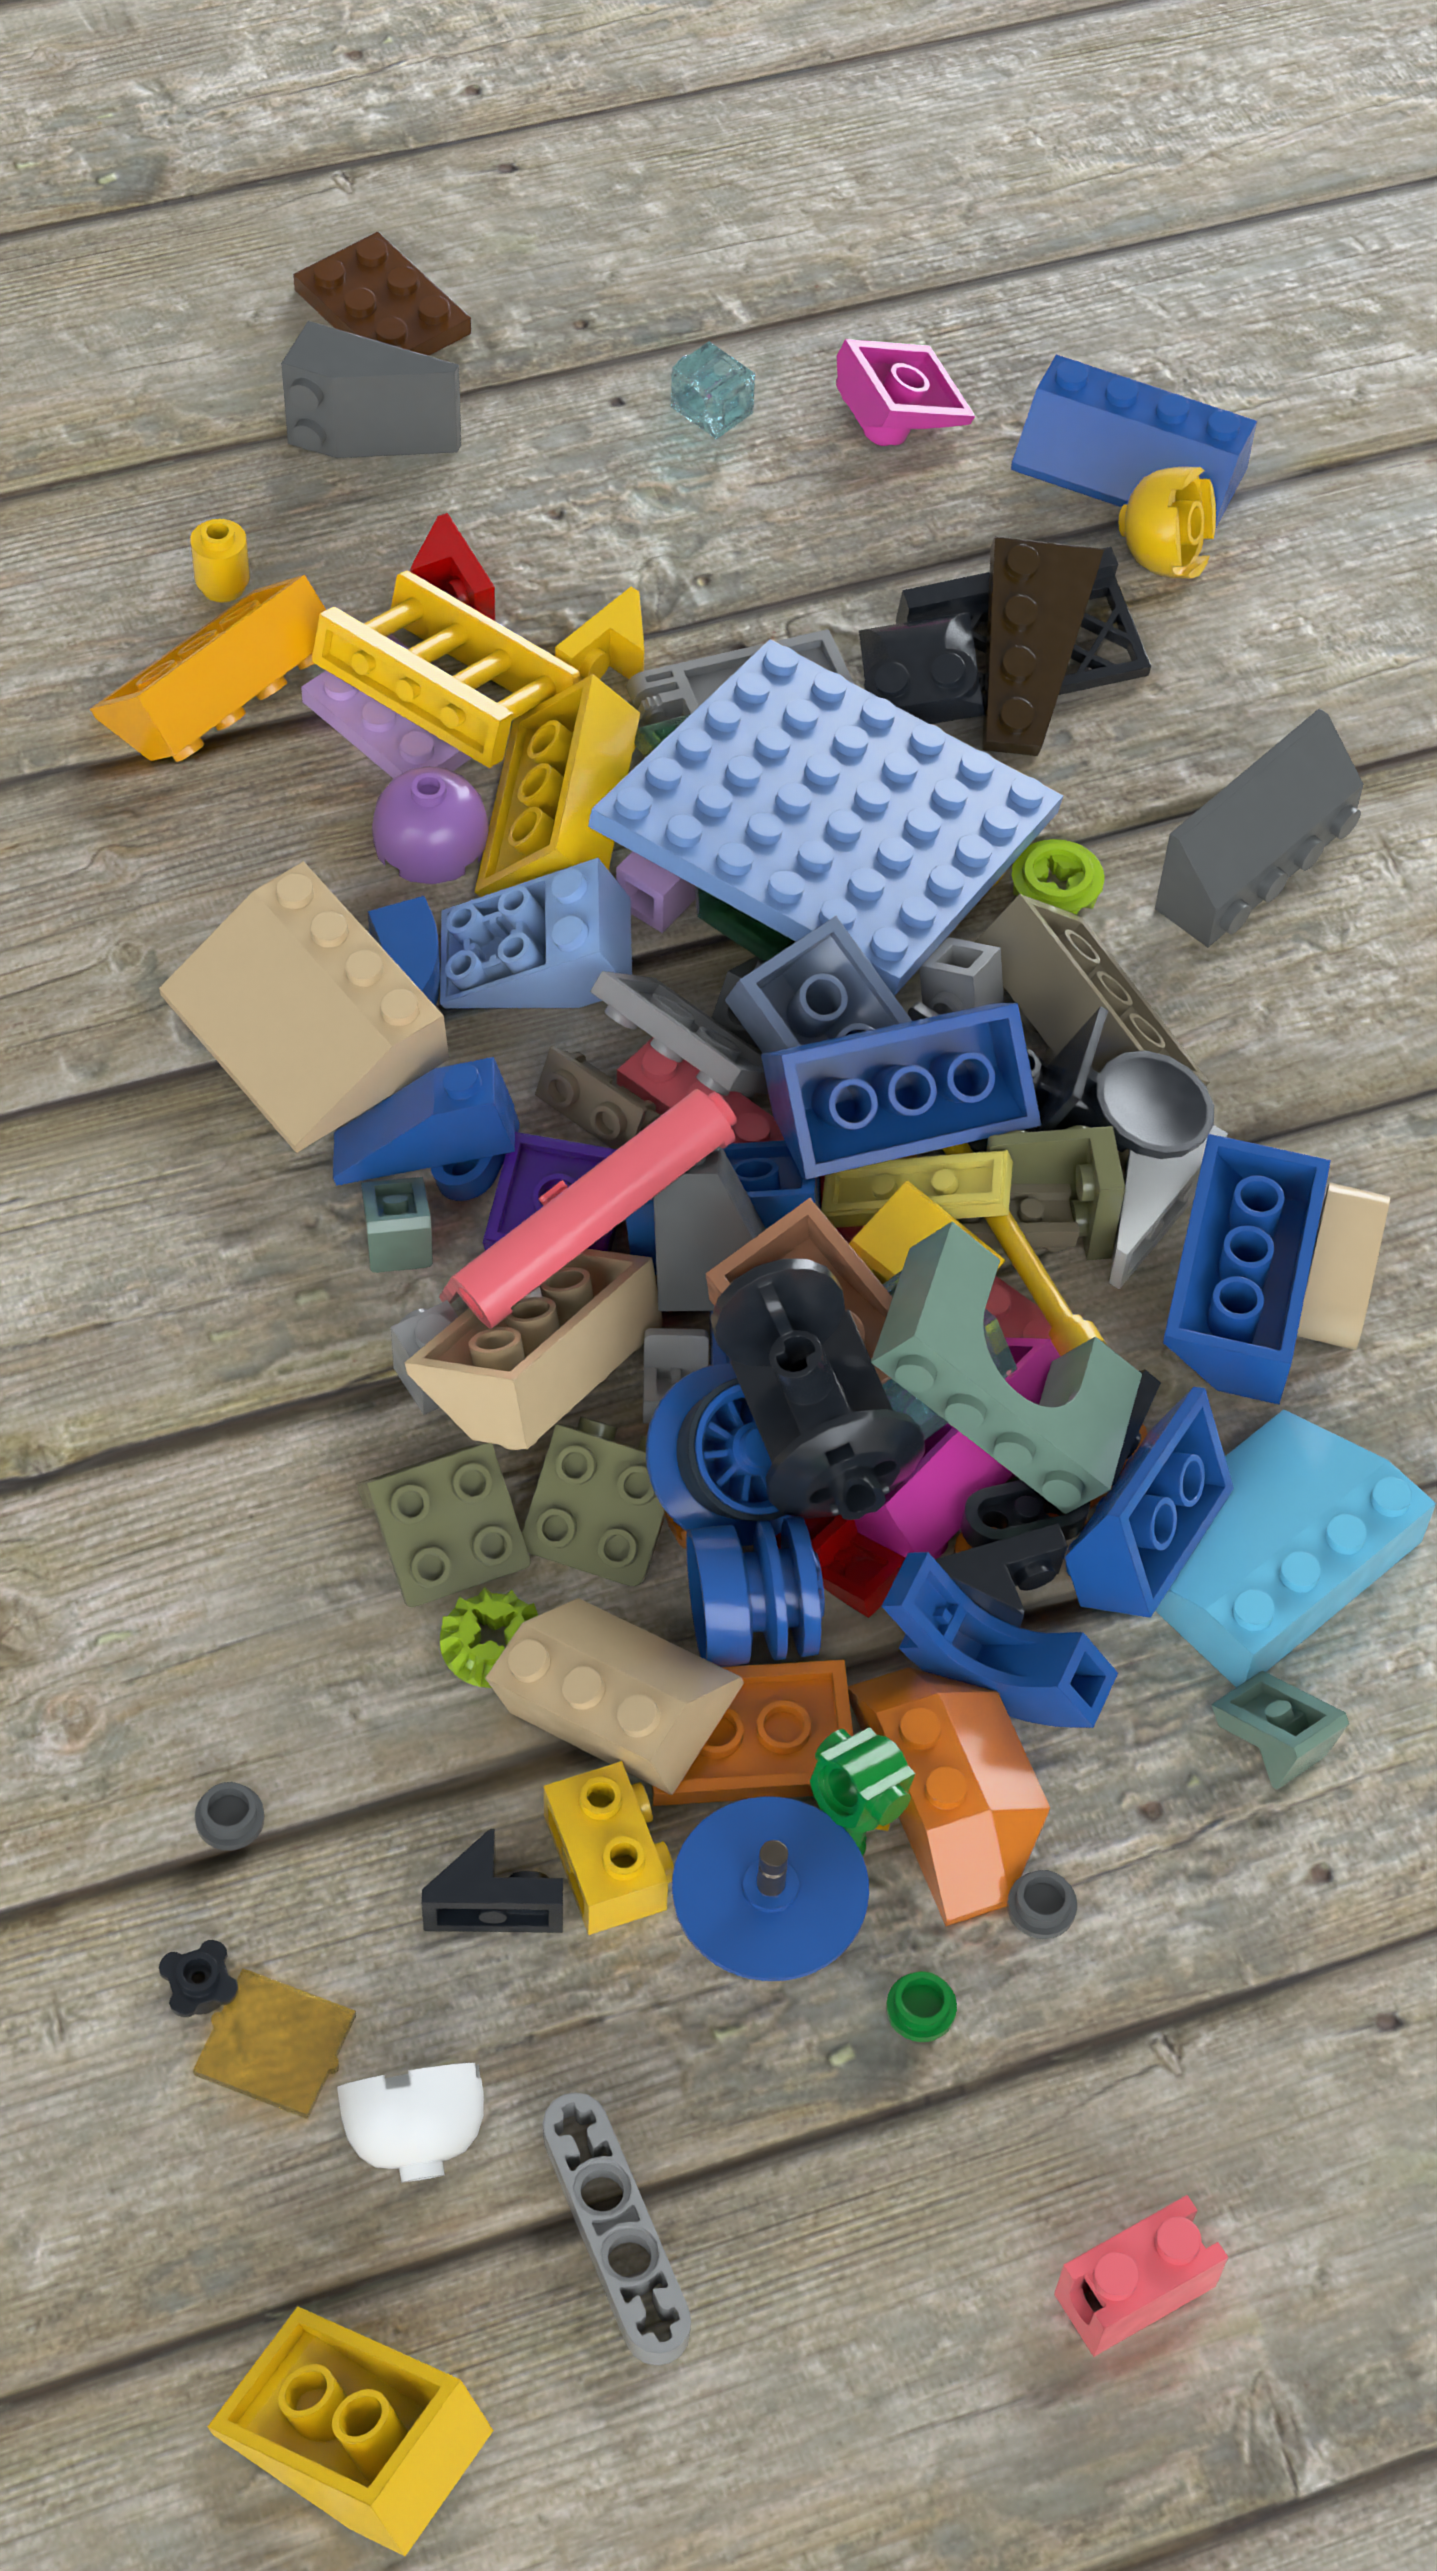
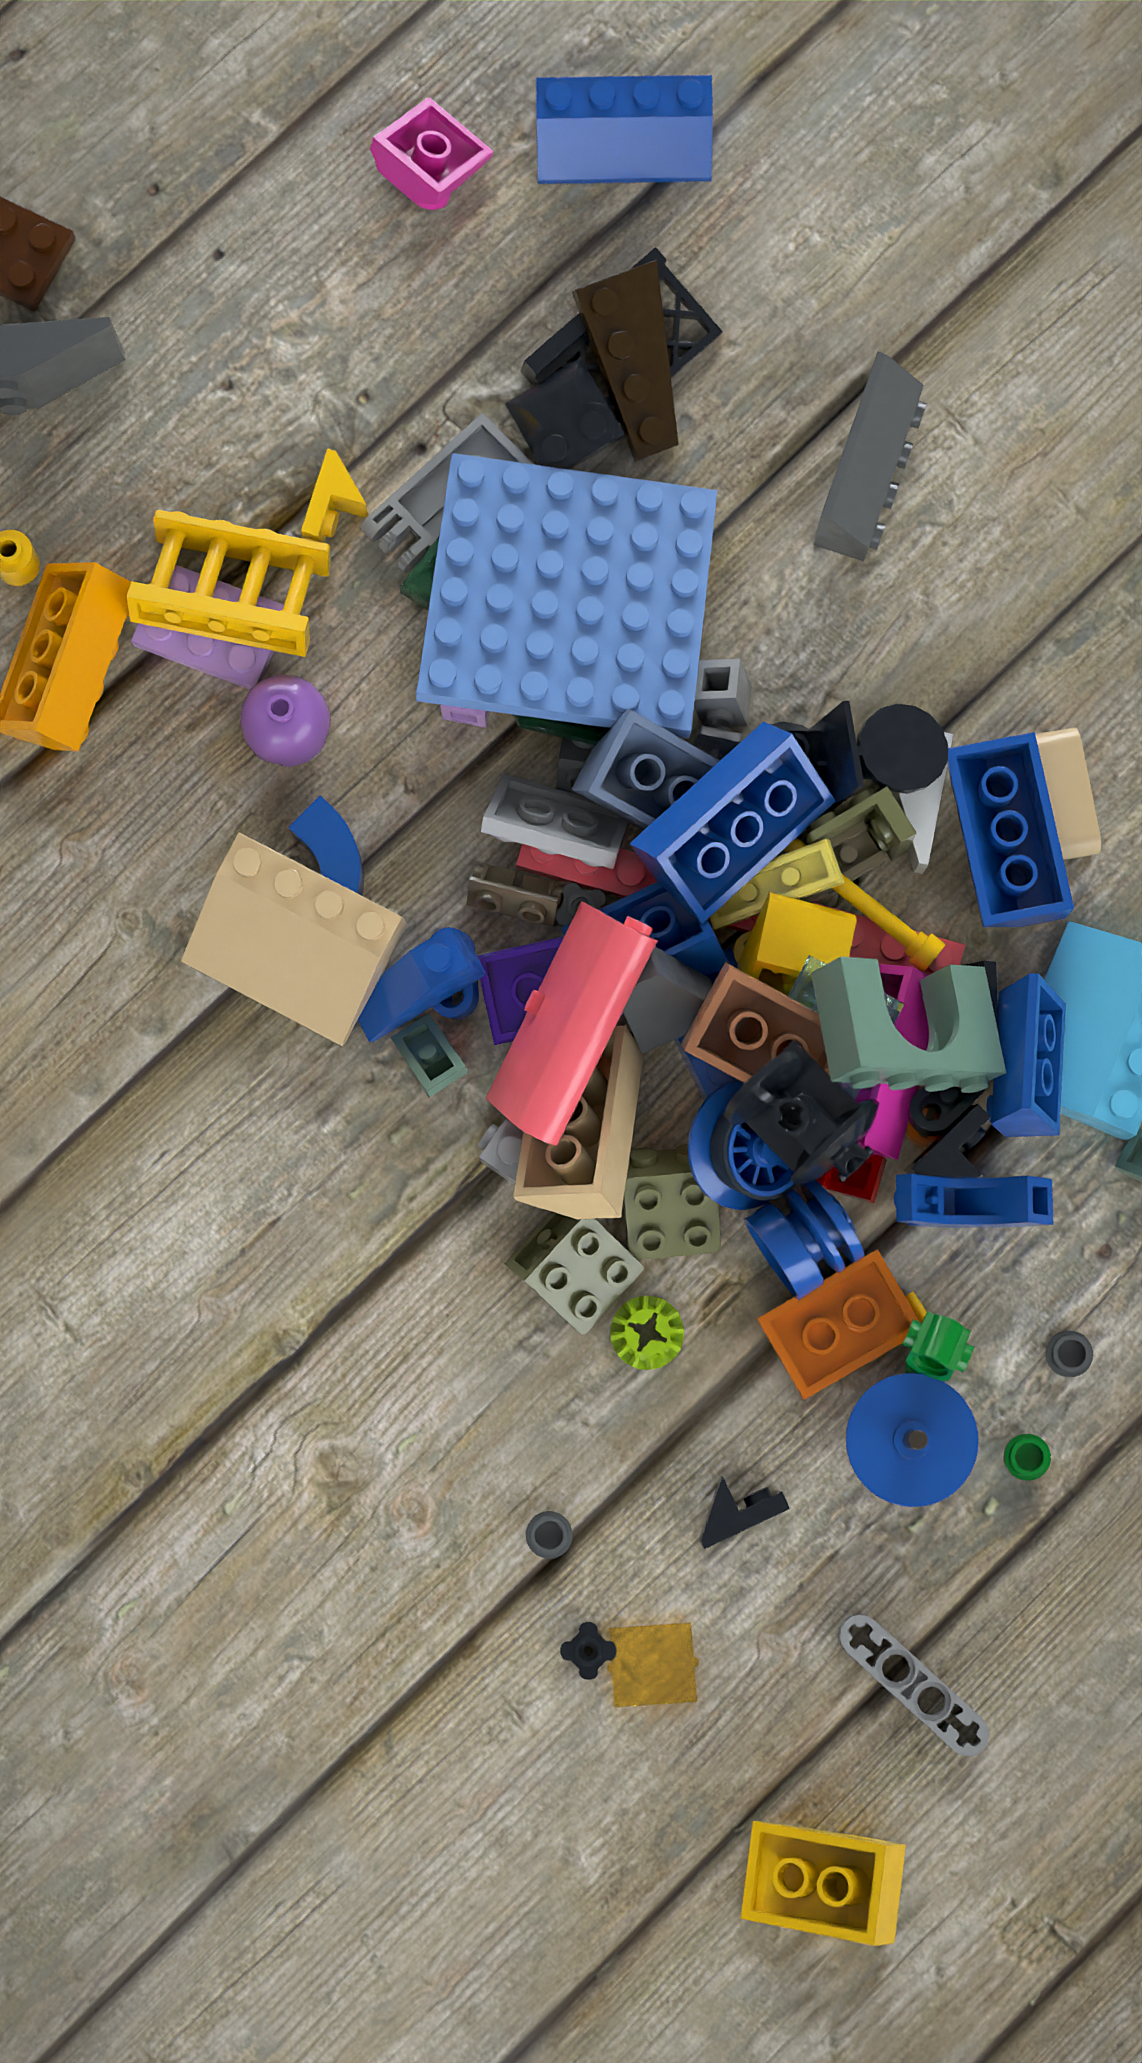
camera: 20 degrees left, 25 degrees up
(413, 2118) = (766, 1684): white cylinder -> none
(452, 567) = (181, 481): red slope -> none
(537, 942) = (411, 787): light blue slope -> none
(552, 776) = (364, 655): yellow slope -> none
(608, 1847) = (793, 1447): yellow brick -> none
(613, 1690) = (749, 1344): tan slope -> none
(667, 1359) = (672, 1093): light grey bracket -> none
(712, 389) = (288, 218): clear light blue brick -> none
(973, 1787) = (982, 1287): orange wedge -> none
(1064, 975) = (807, 658): dark tan slope -> none
(1069, 863) = (740, 536): lime gear -> none
(1169, 521) = (682, 197): yellow cylinder -> none

